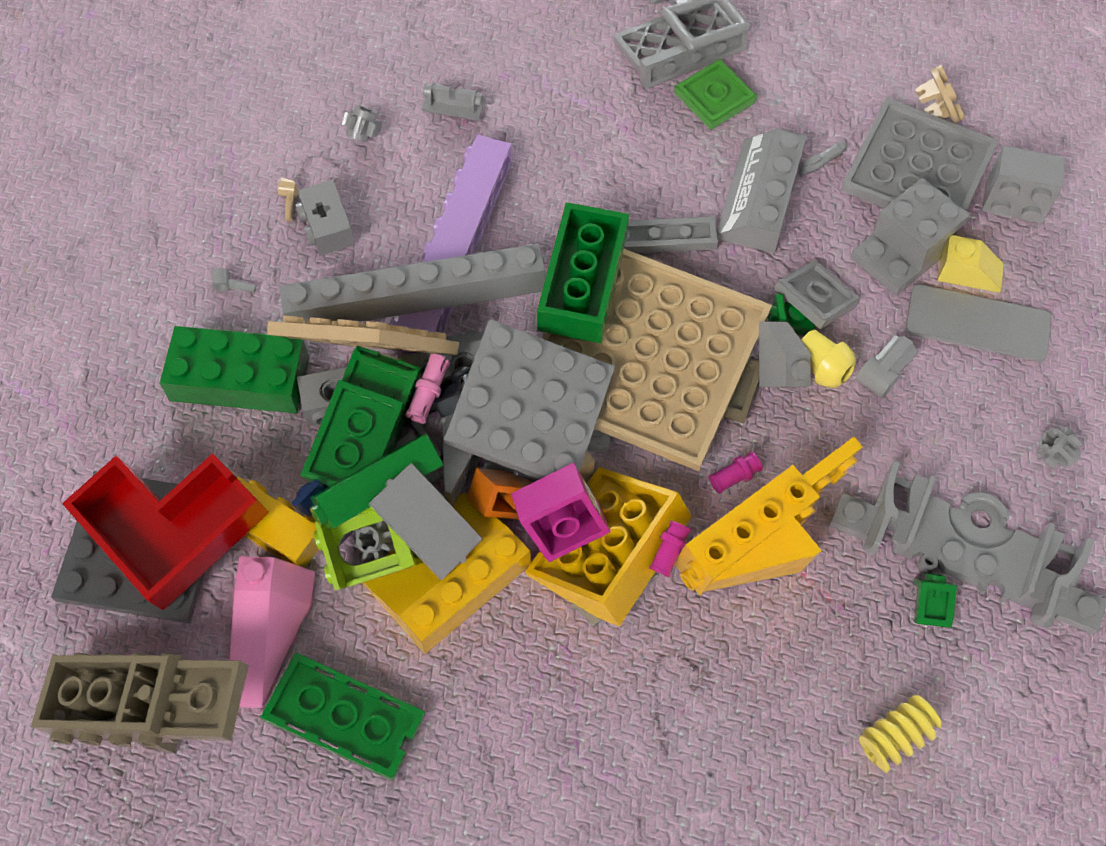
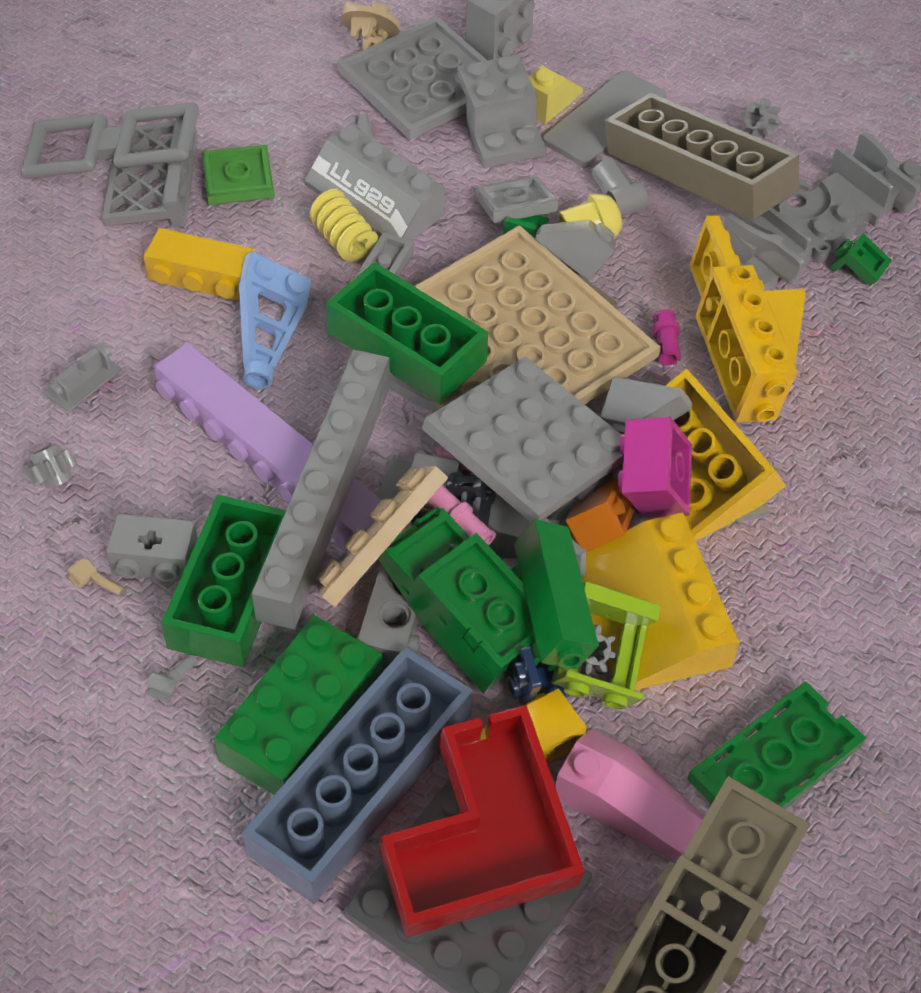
camera: 65 degrees left, 10 degrees down
(190, 425) = (356, 775): none -> sand blue brick
(306, 261) = (213, 600): none -> green brick
(425, 521) = (621, 571): light grey piece -> none
(602, 117) = (195, 263): none -> yellow brick
(611, 171) = (281, 286): none -> light blue plate
(622, 475) = (642, 400): none -> light grey slope
(670, 548) = (736, 405): dark pink pin -> none
(702, 185) = (343, 226): none -> light yellow piece
(951, 411) = (703, 155): none -> dark tan brick

